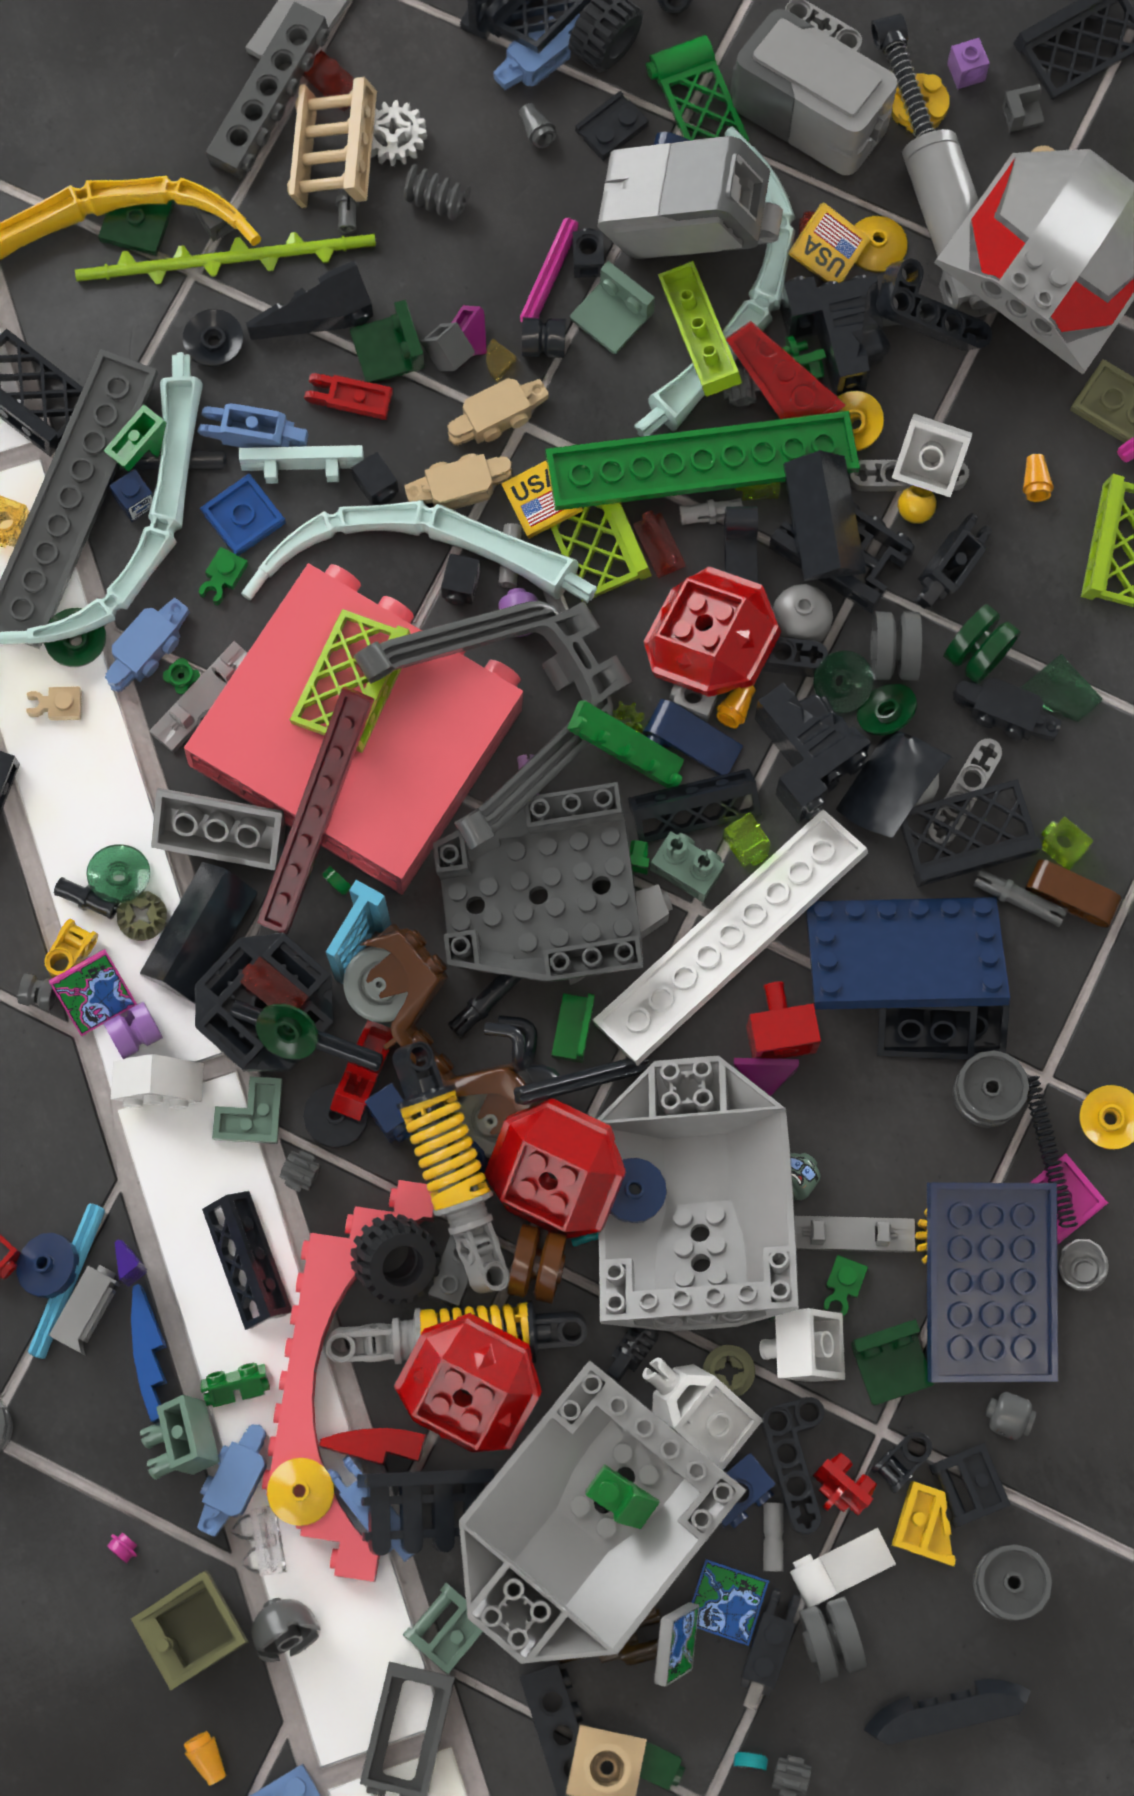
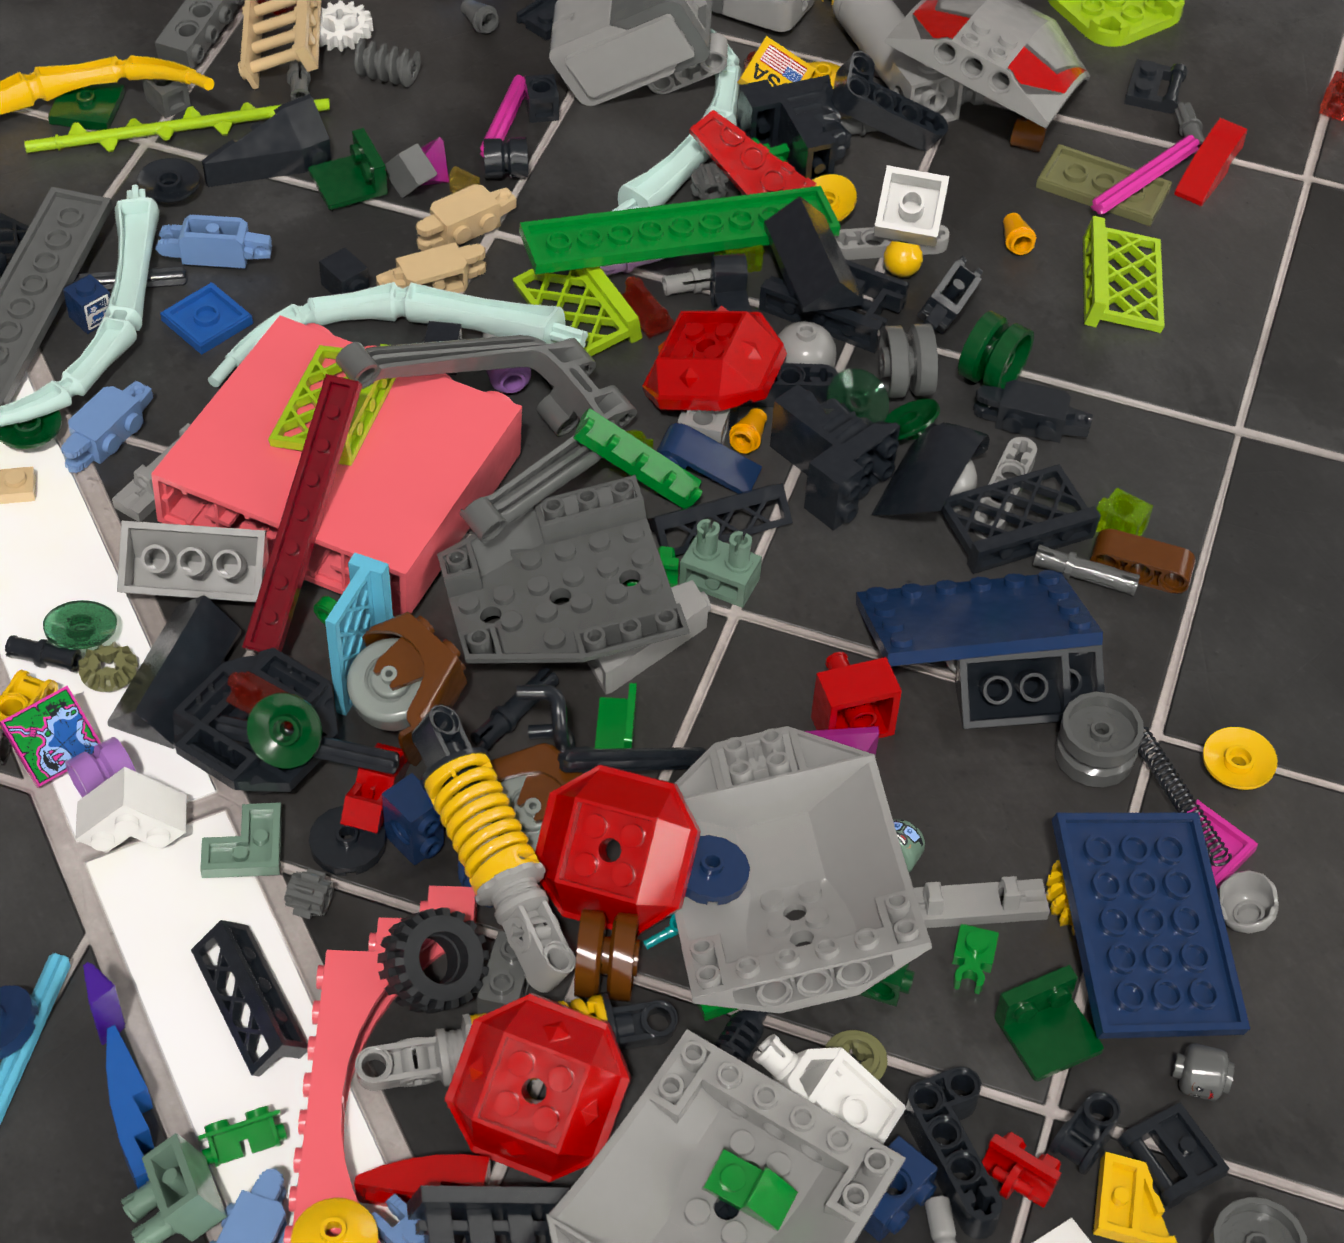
camera: 10 degrees left, 25 degrees down
(85, 1308) = (46, 1067): light grey window -> none
(139, 435) = (93, 249): green slope -> none
(179, 667) = (144, 449): green plate -> none
(224, 571) = (187, 363): green plate -> none
(300, 458) = (263, 265): light aqua hinge -> none
(351, 395) = (312, 216): red hinge -> none
(533, 500) = (514, 280): yellow tile -> none
(614, 309) = (577, 133): sand green bracket -> none
(699, 329) = (662, 135): lime piece -> none
(730, 937) = (775, 630): white plate -> none
(747, 840) = (781, 541): clear neon green brick -> none
(807, 1346) = (946, 1010): white brick -> none
(1063, 690) = (1092, 395): clear green wing -> none

